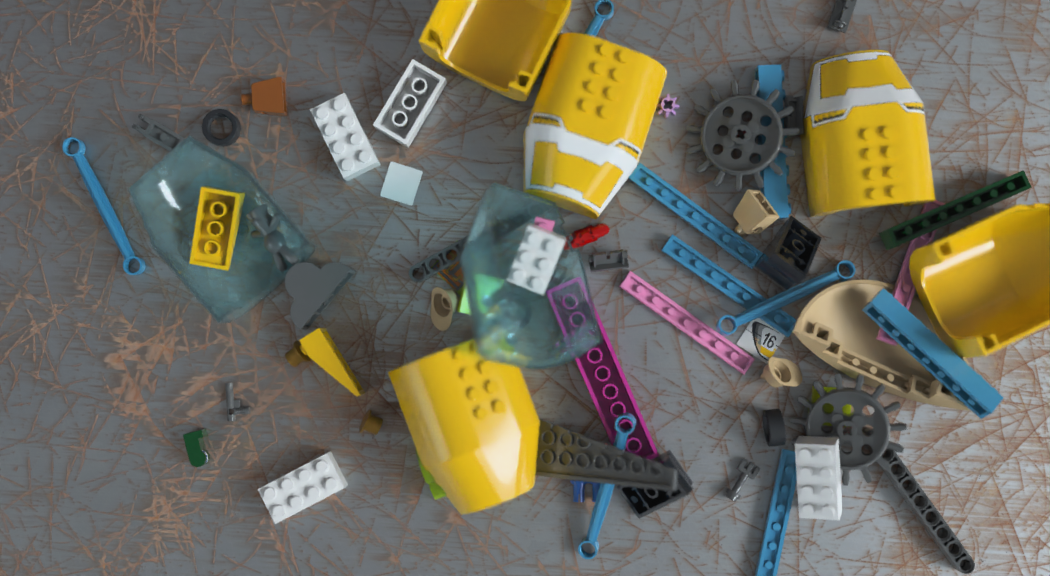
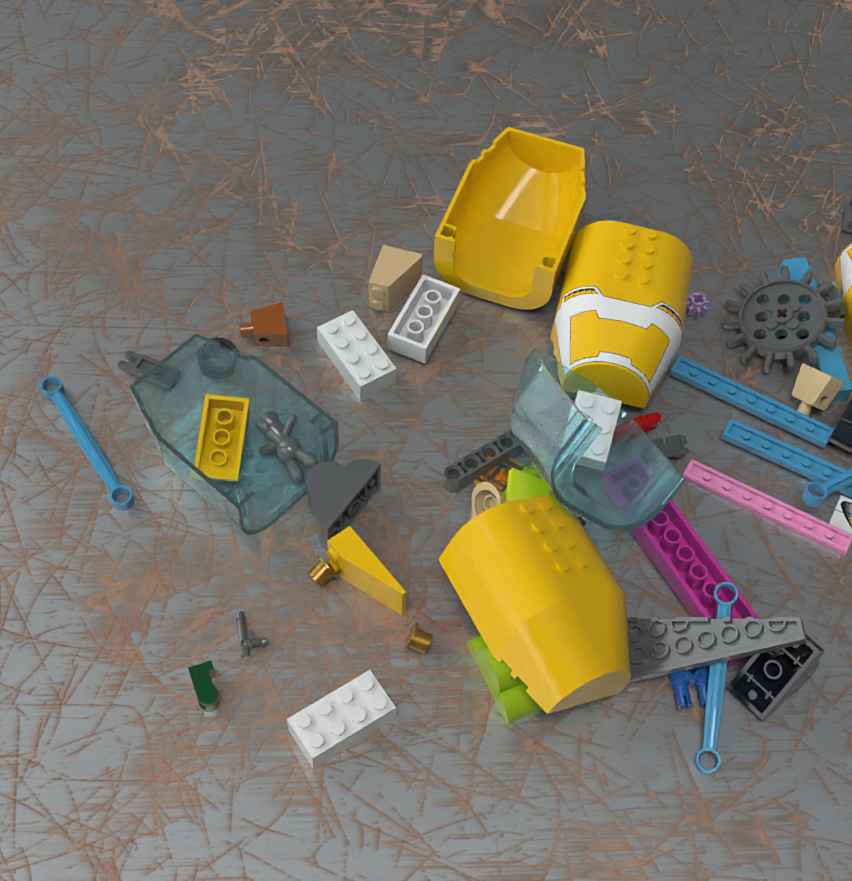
camera: 10 degrees left, 30 degrees down
(385, 56) = (393, 277): none -> tan slope
(401, 183) = (421, 398): white sticker -> none

